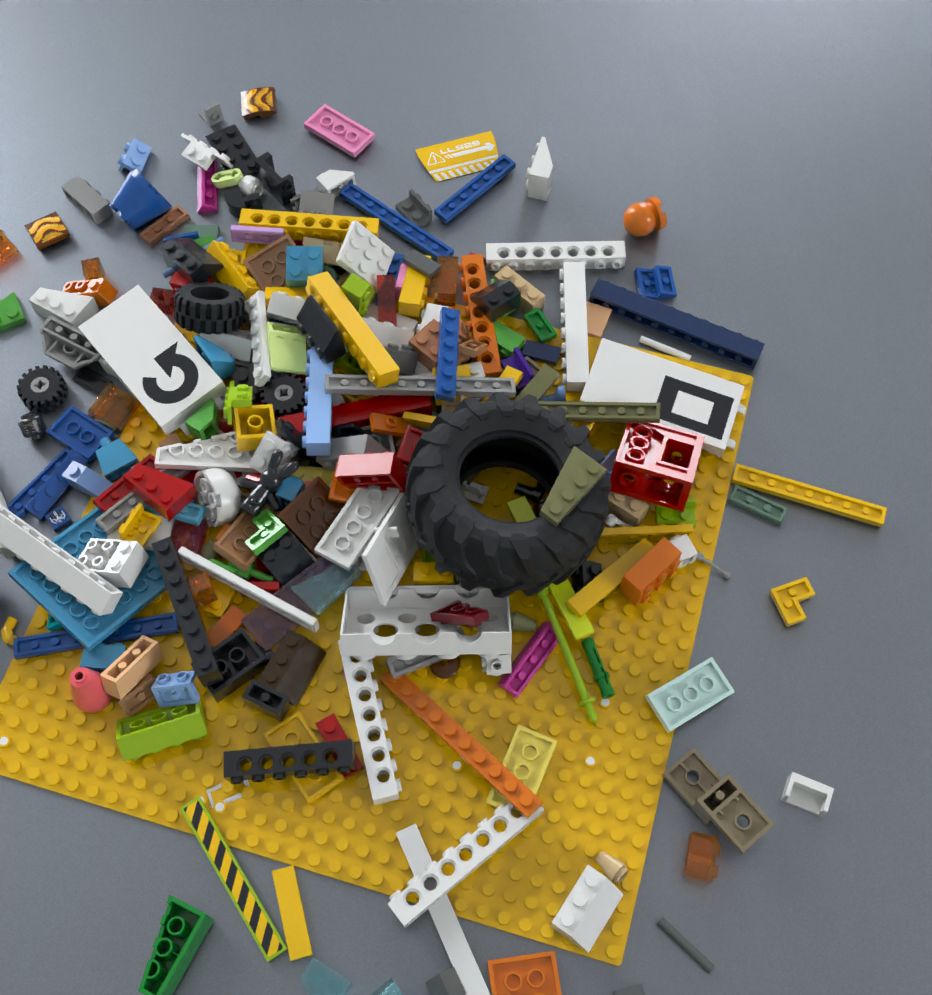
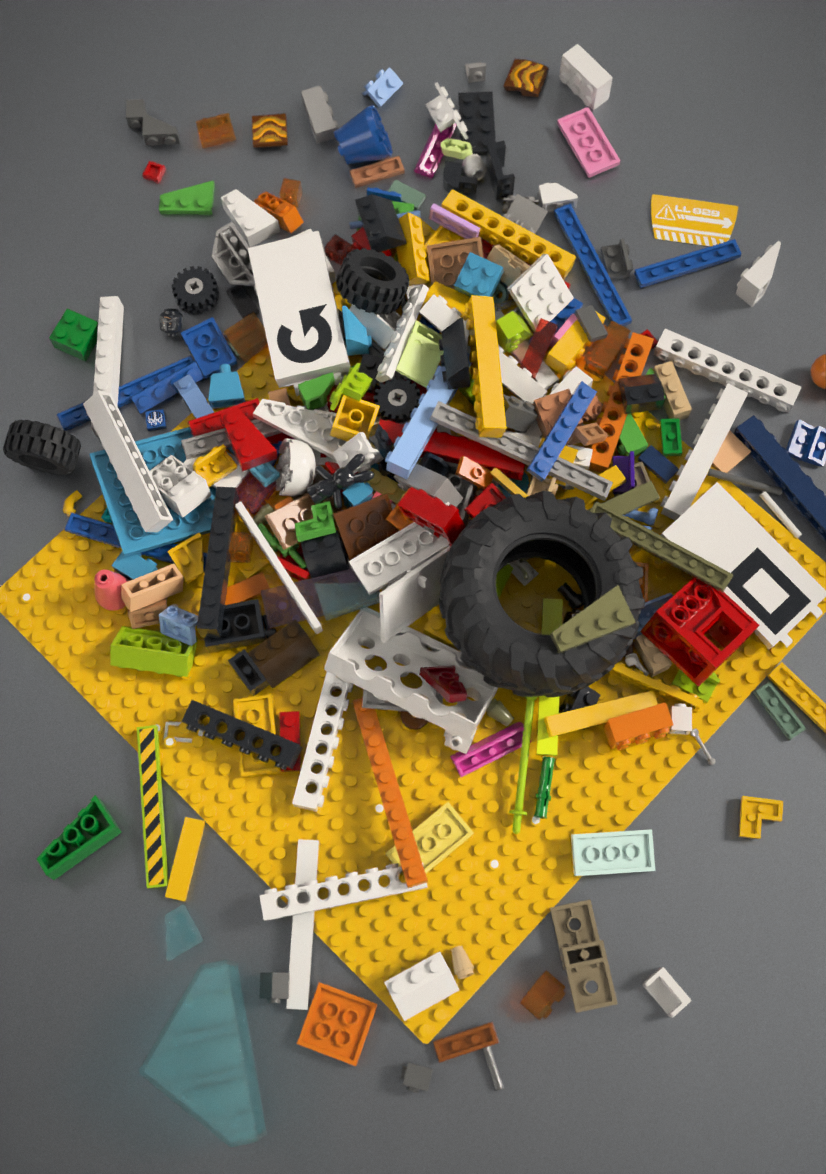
camera: 30 degrees right, 10 degrees up
(154, 623) = (189, 558): none -> yellow wing
(310, 81) = (585, 77): none -> white brick
(621, 335) = (745, 482): none -> dark grey bar
(656, 941) = (466, 1042): none -> dark orange tile

